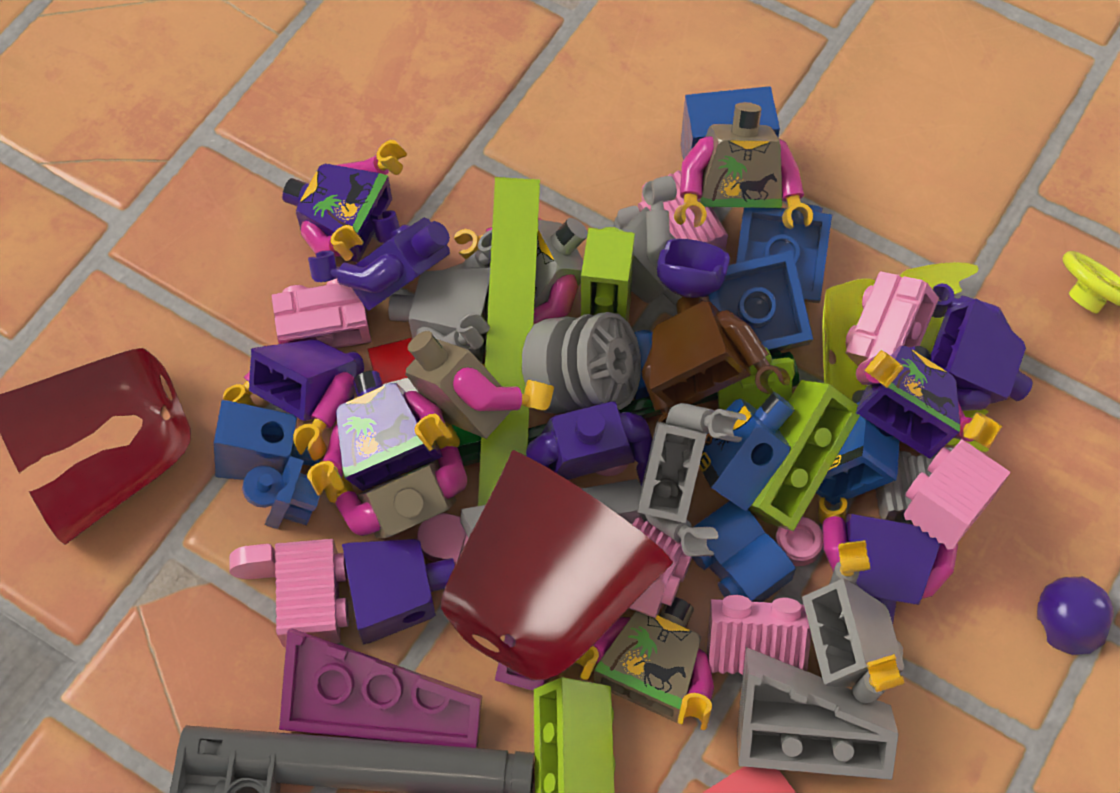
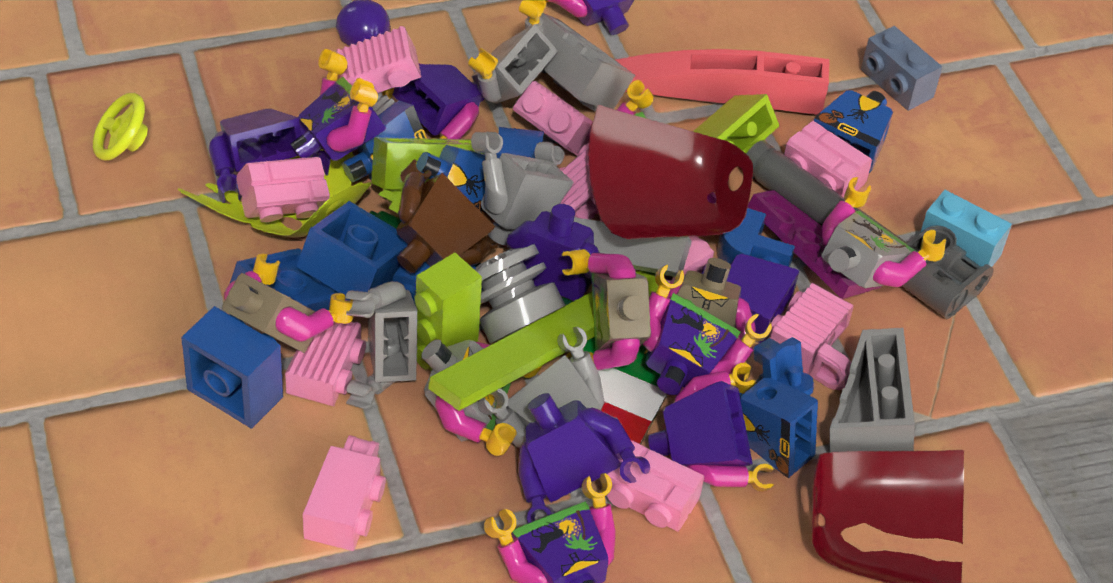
camera: 145 degrees left, 15 degrees down
(182, 547) = (877, 398): none -> light grey wedge
(302, 699) = (867, 250): none -> torso
(437, 637) = (748, 240): none -> blue brick
(547, 130) = (344, 494): none -> bright pink brick
(692, 267) = (390, 254): dark purple hair -> none

